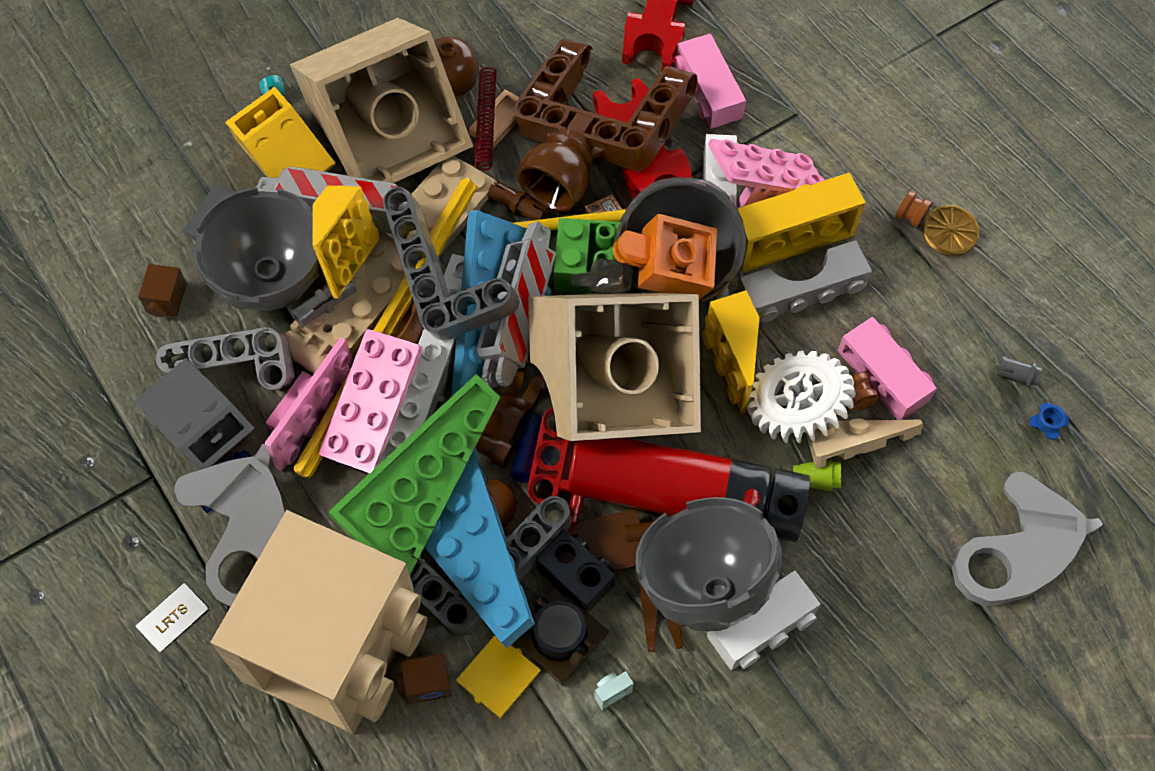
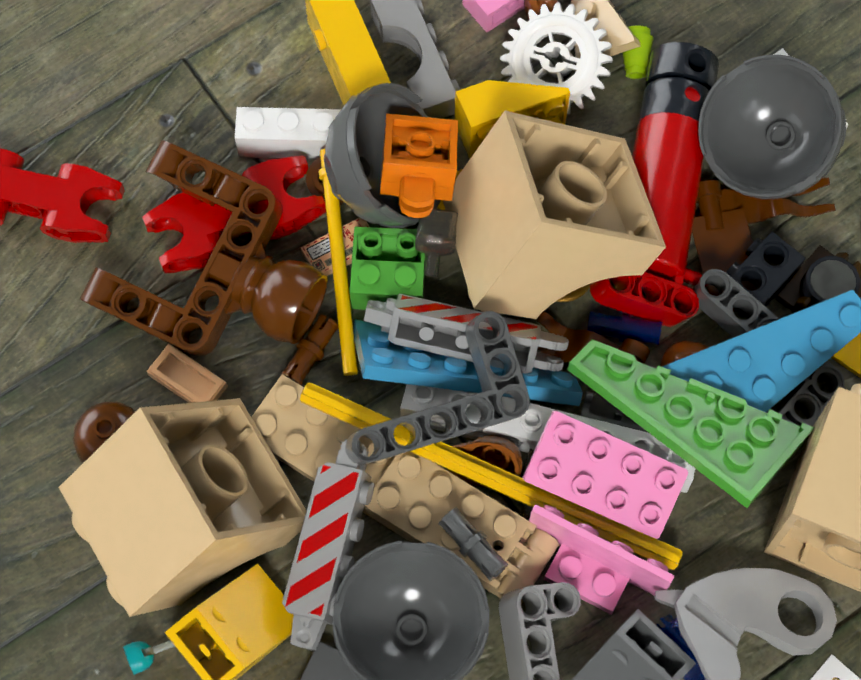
camera: 90 degrees left, 5 degrees up
(342, 234) = (389, 515): yellow slope -> none
(485, 125) = (227, 391): dark red piece -> none
(717, 92) = (130, 144): bright pink brick -> none
(762, 170) = (287, 75): bright pink bracket -> none

